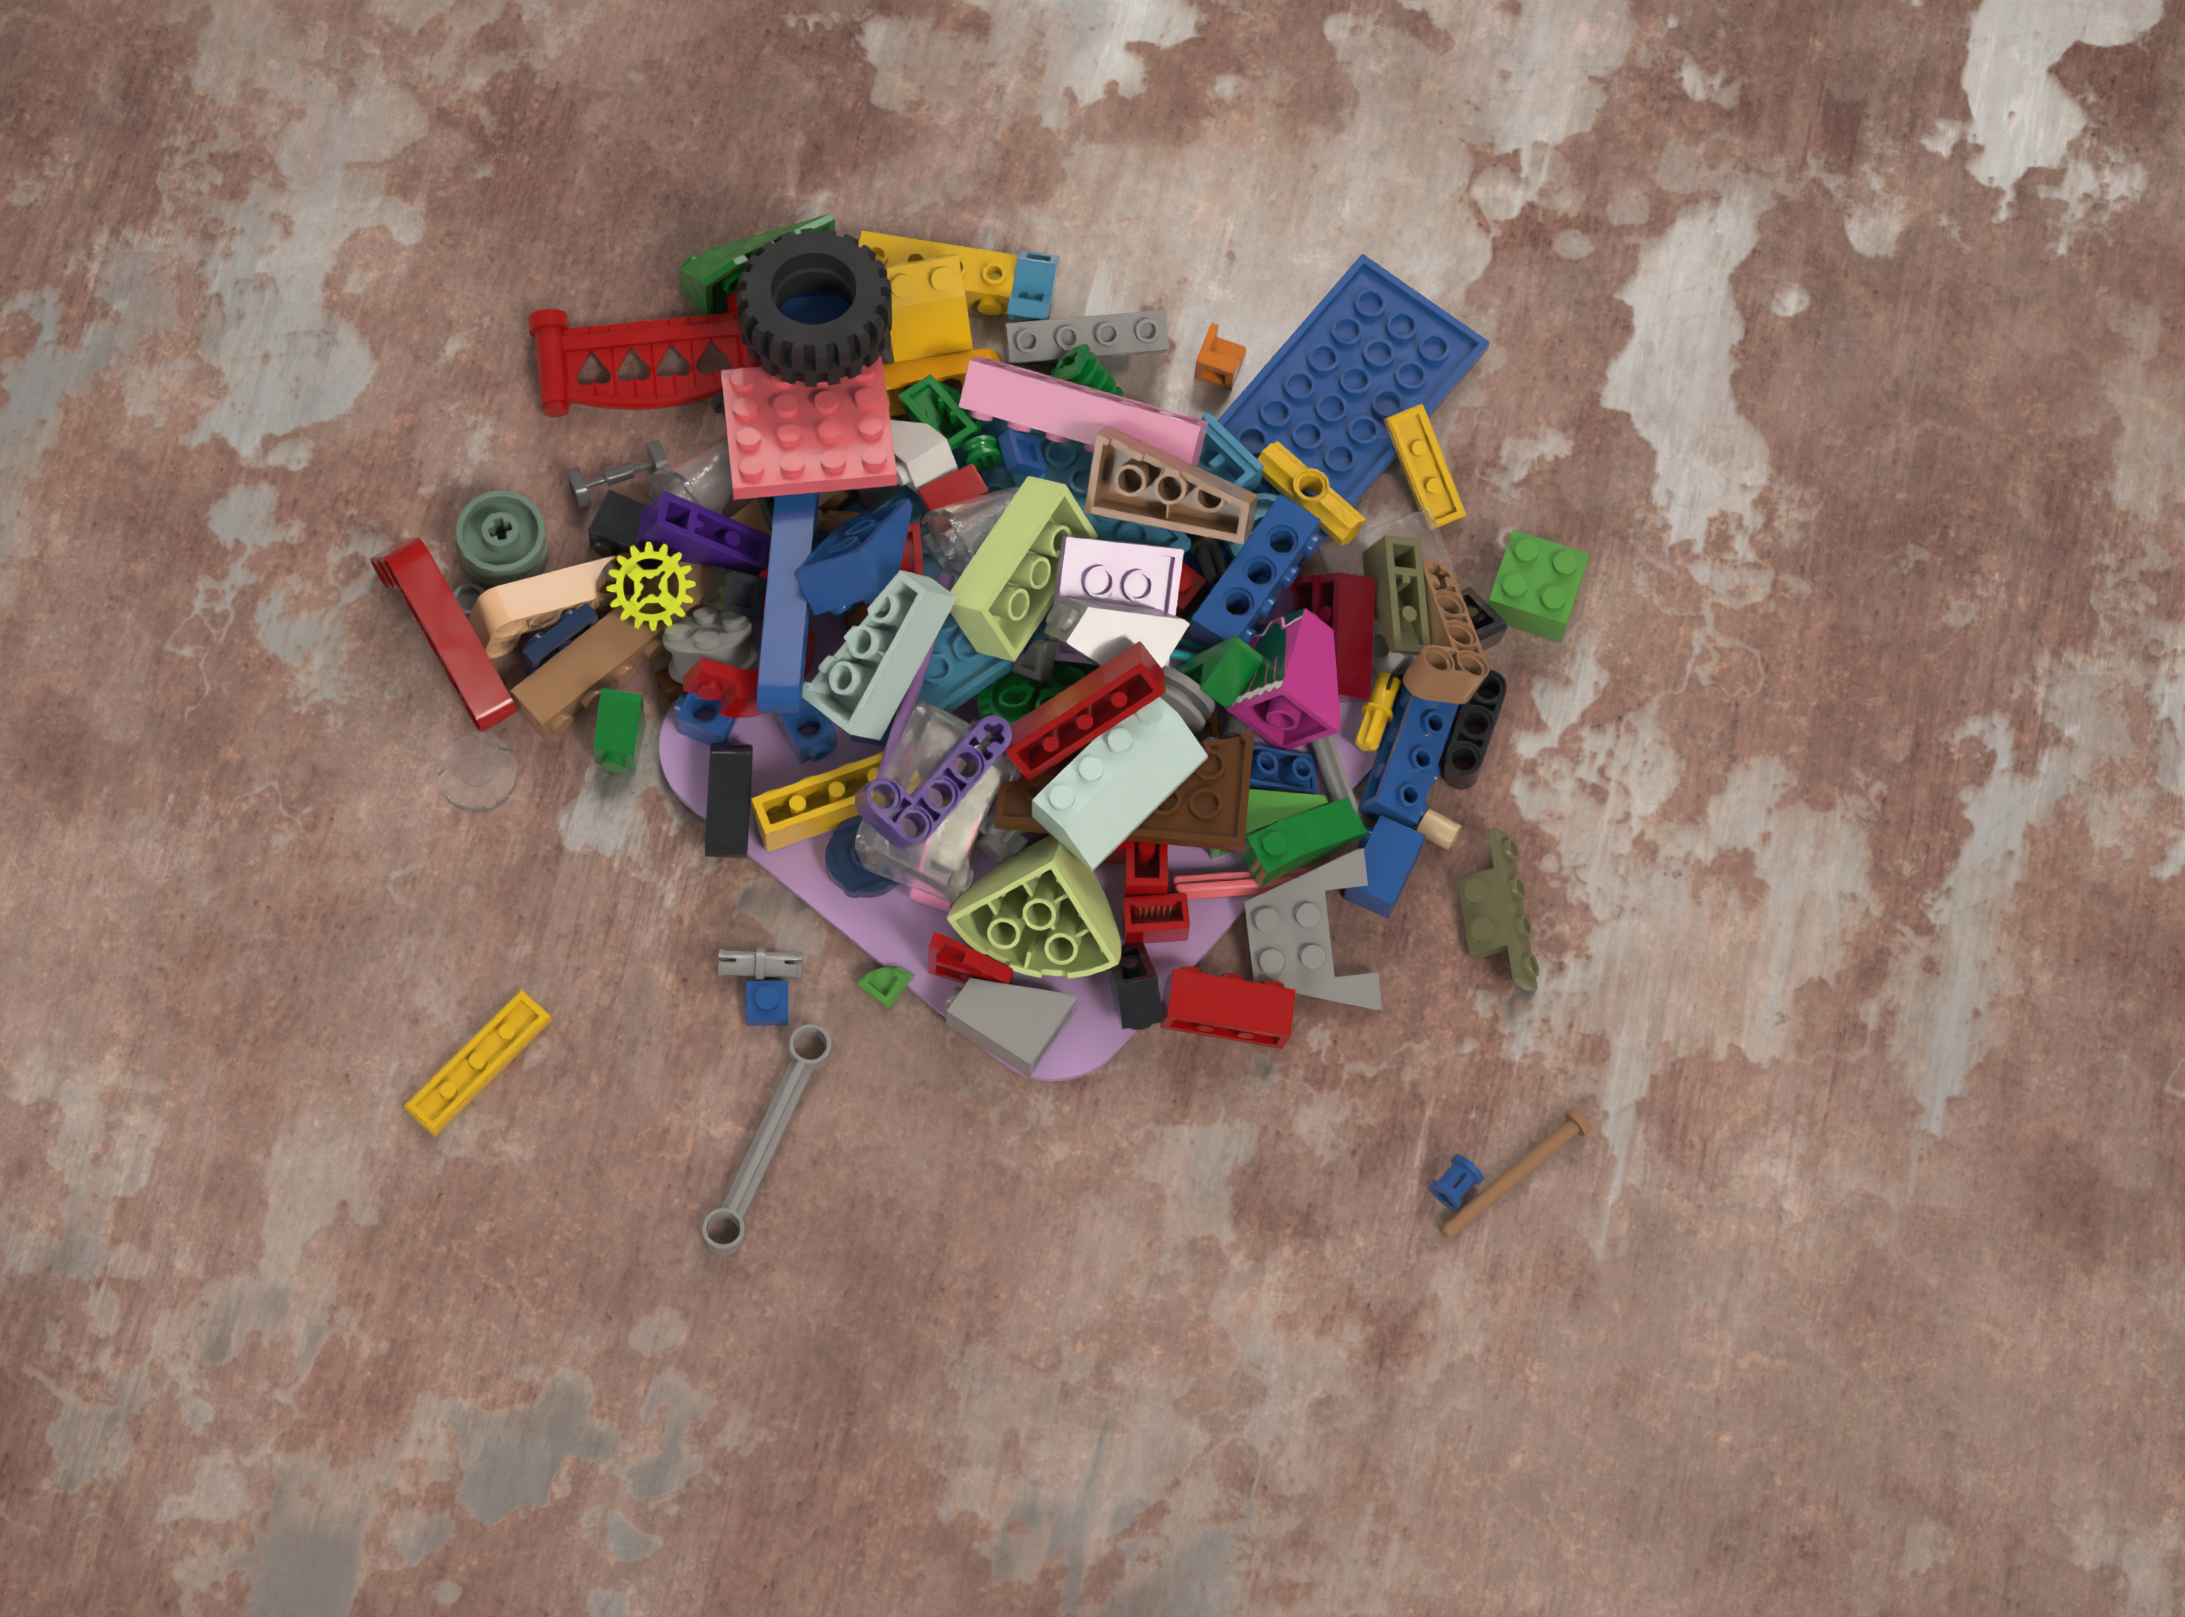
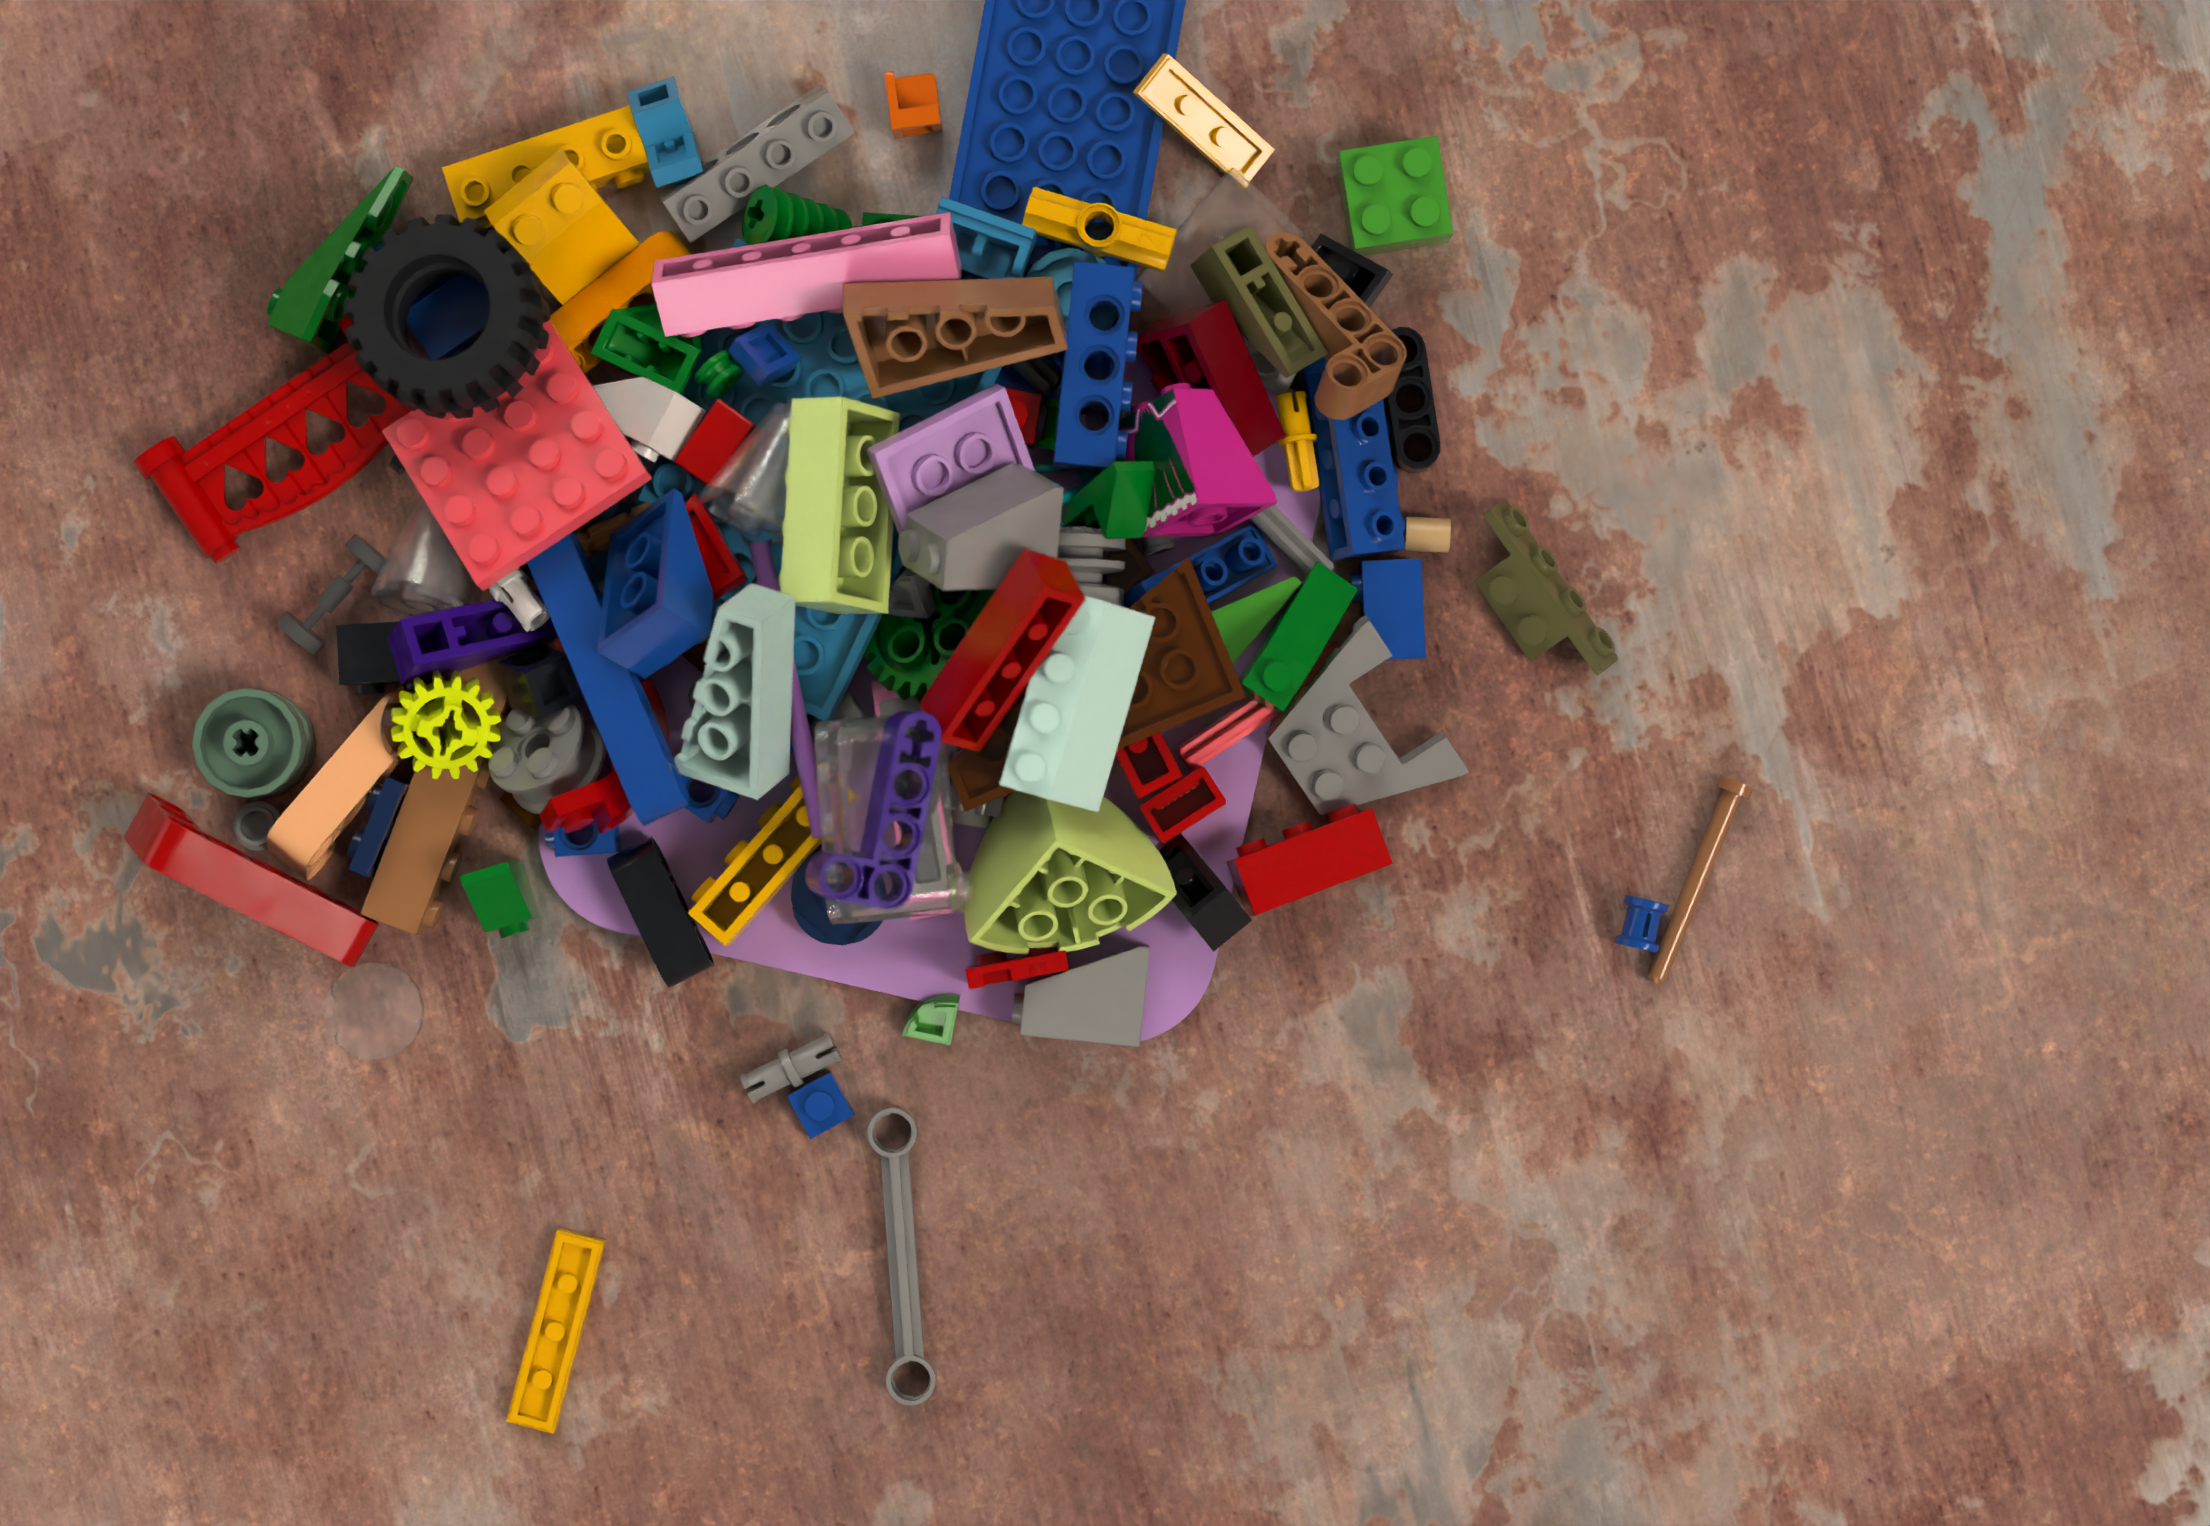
camera: 20 degrees left, 20 degrees up
(752, 517) = (520, 599): none -> white pin

